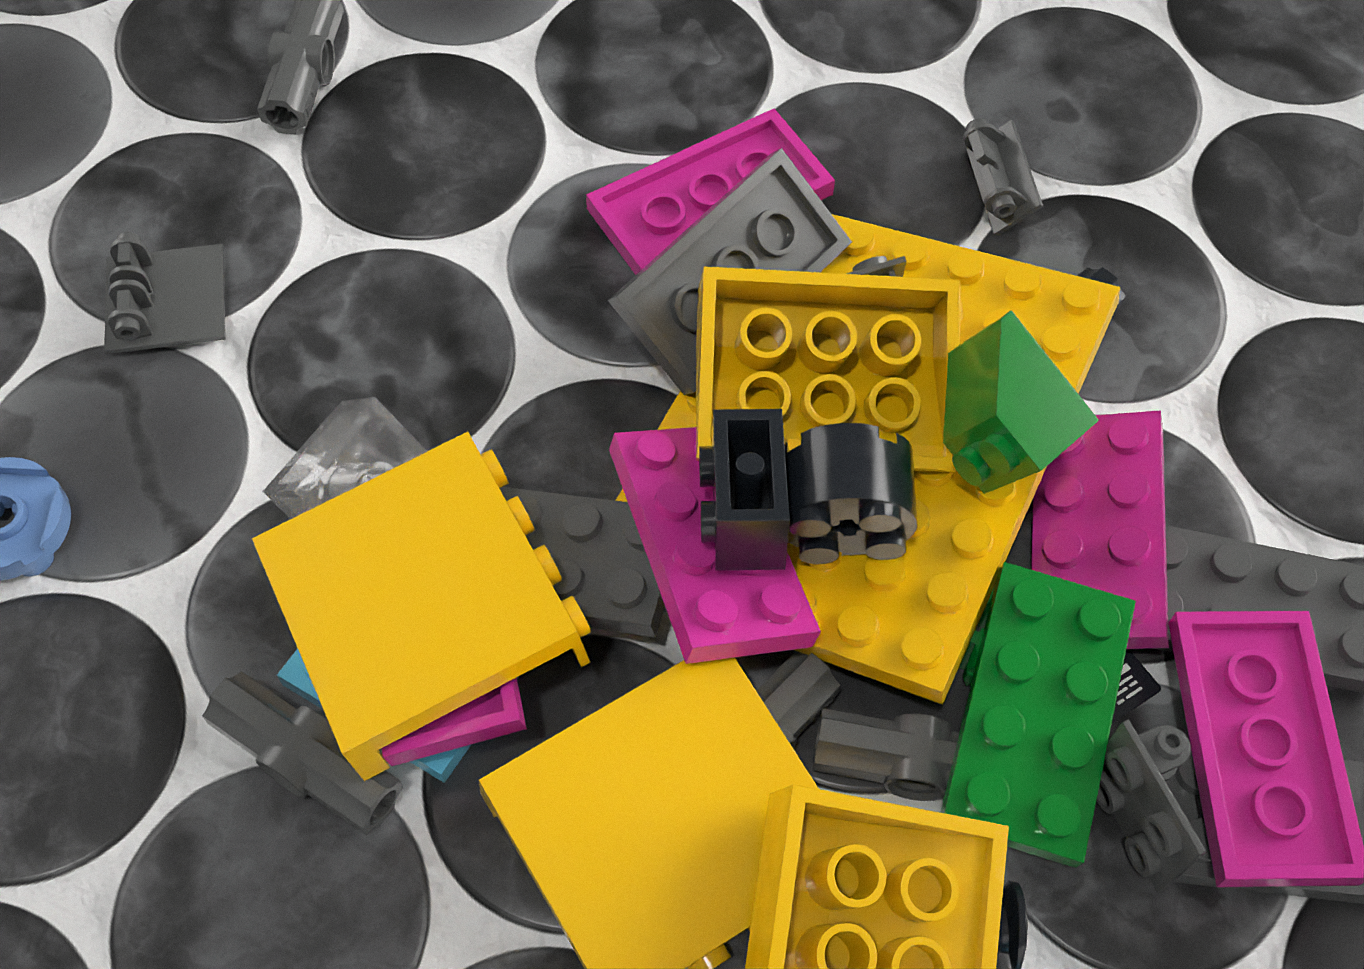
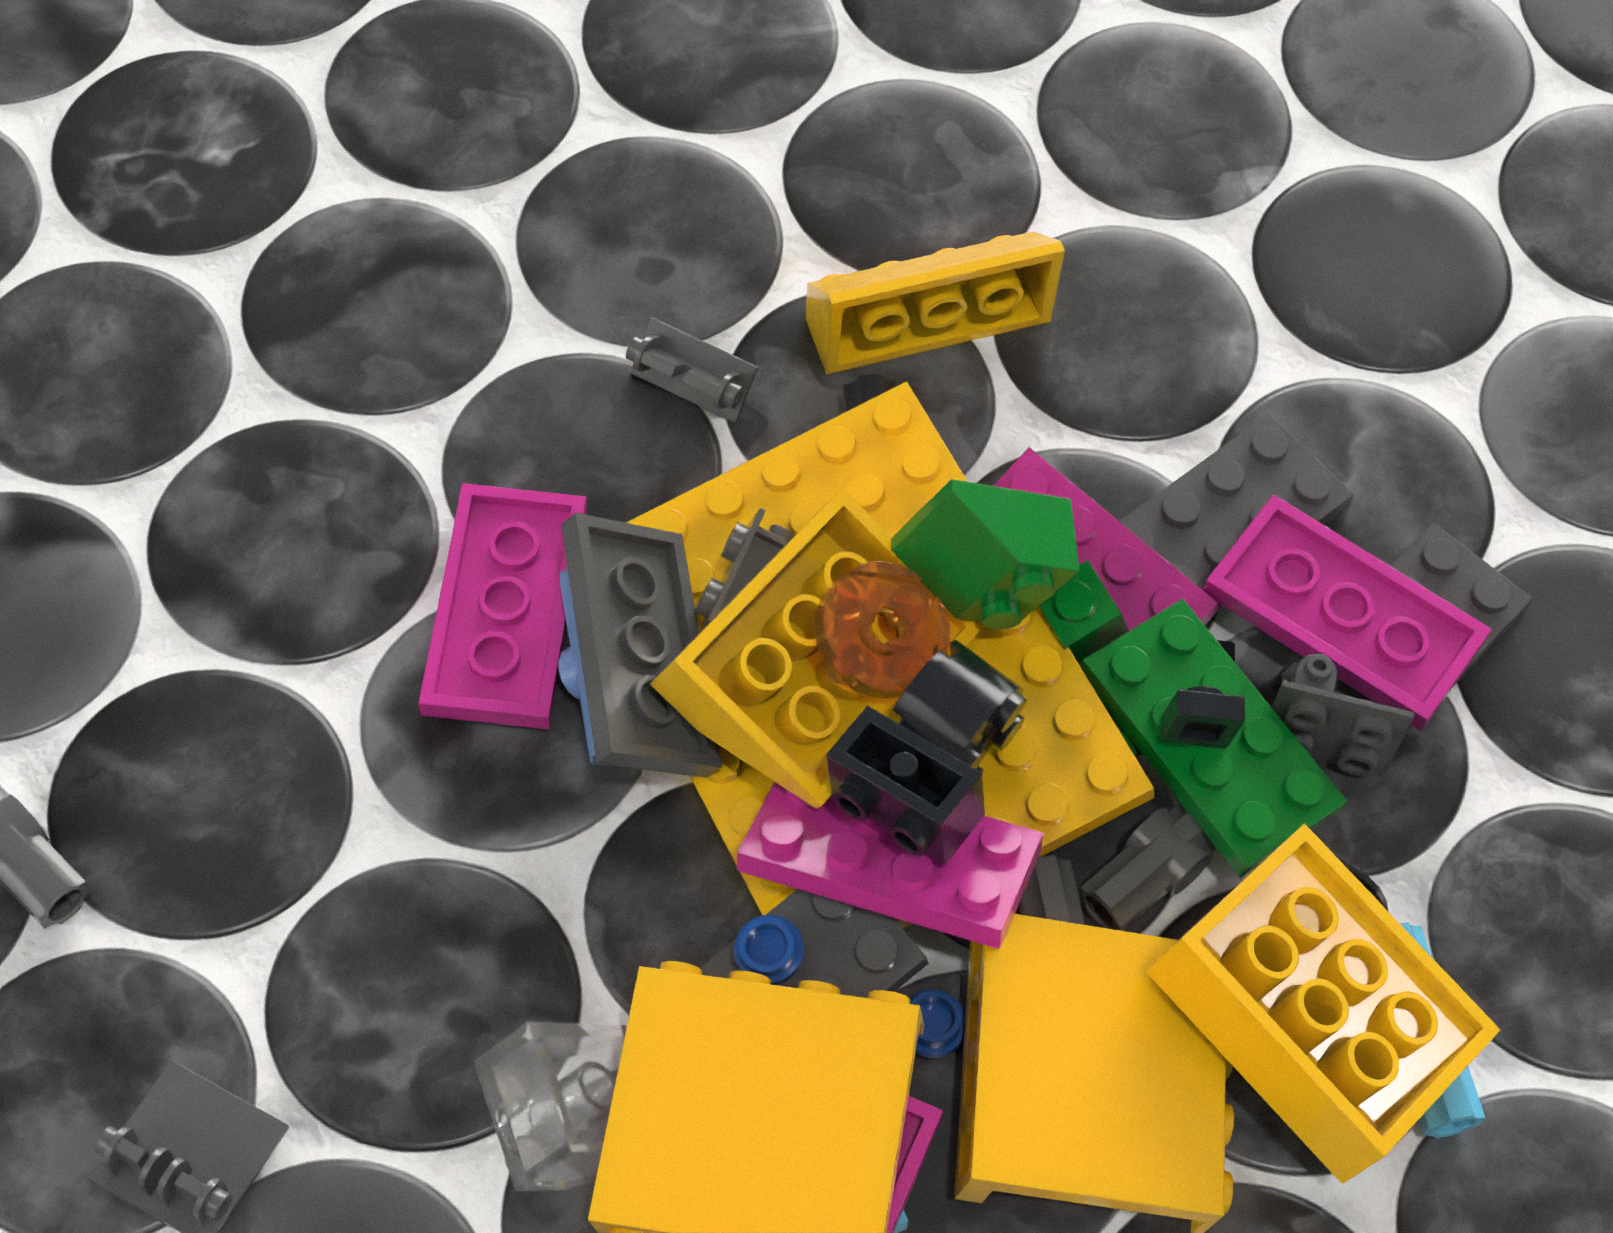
camera: 55 degrees left, 0 degrees up
(561, 511) = (770, 947): none -> blue plate
(618, 675) = (942, 1023): none -> blue plate
(872, 351) = (853, 653): none -> clear orange plate
(1029, 676) = (1203, 717): none -> black plate
(1051, 533) = (1084, 614): none -> green brick
(1219, 275) = (933, 300): none -> yellow slope

